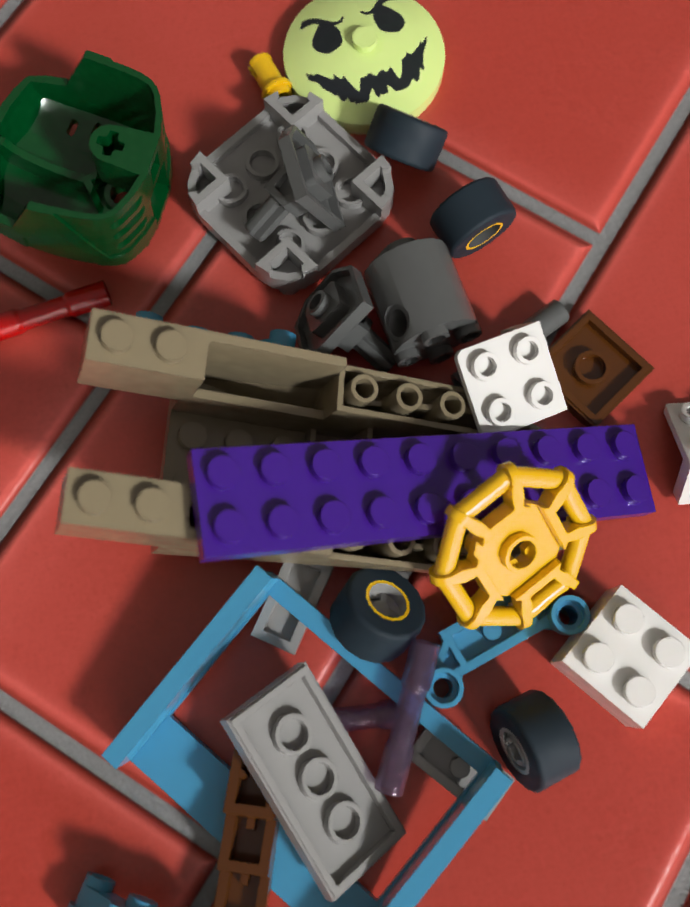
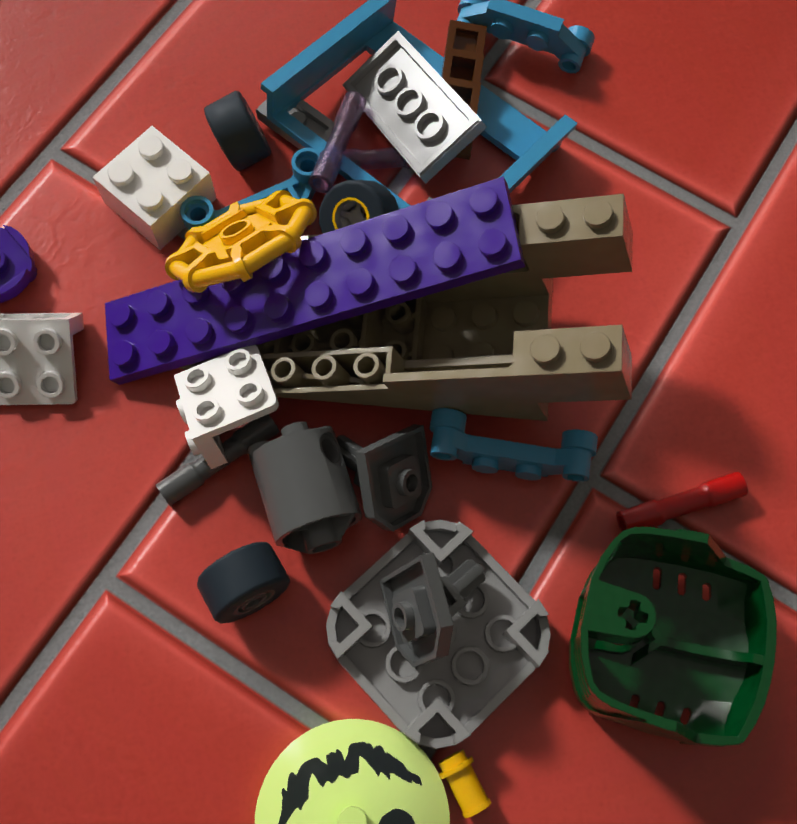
camera: 175 degrees right, 5 degrees down
(405, 138) = (309, 687): black wheel -> none
(595, 369) = (140, 438): reddish brown tile -> none

